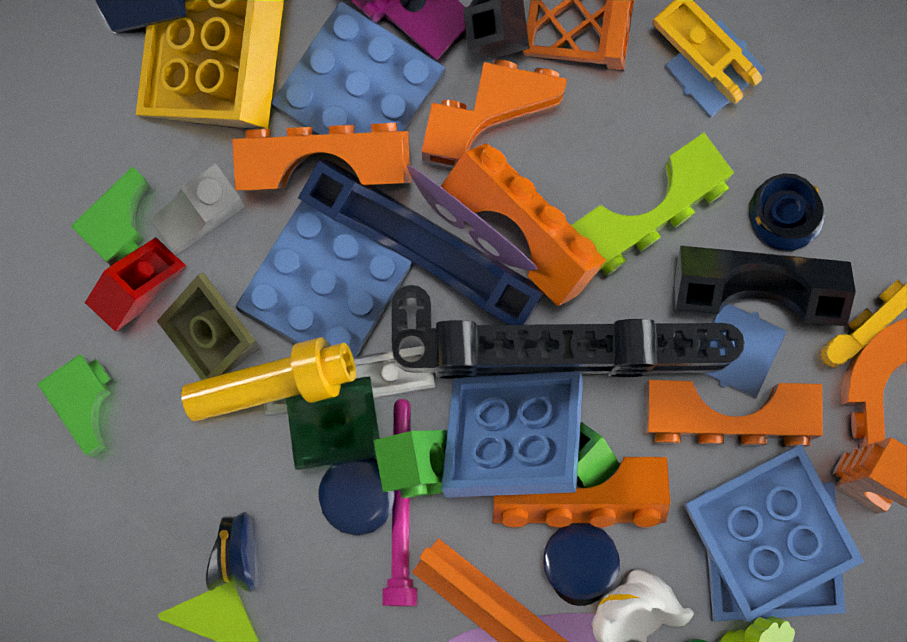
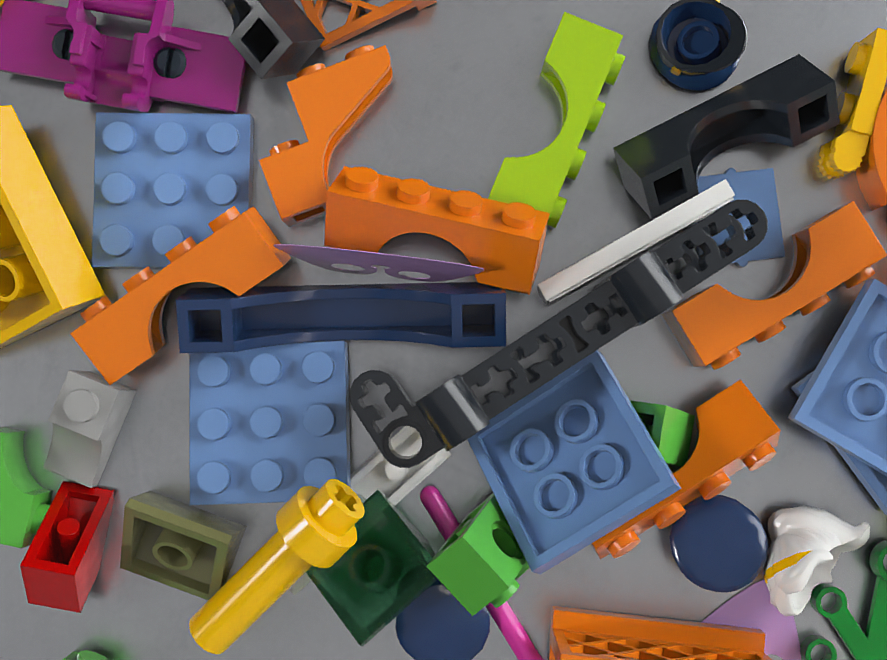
camera: 25 degrees left, 5 degrees up
(608, 315) = (635, 243): none -> white tile

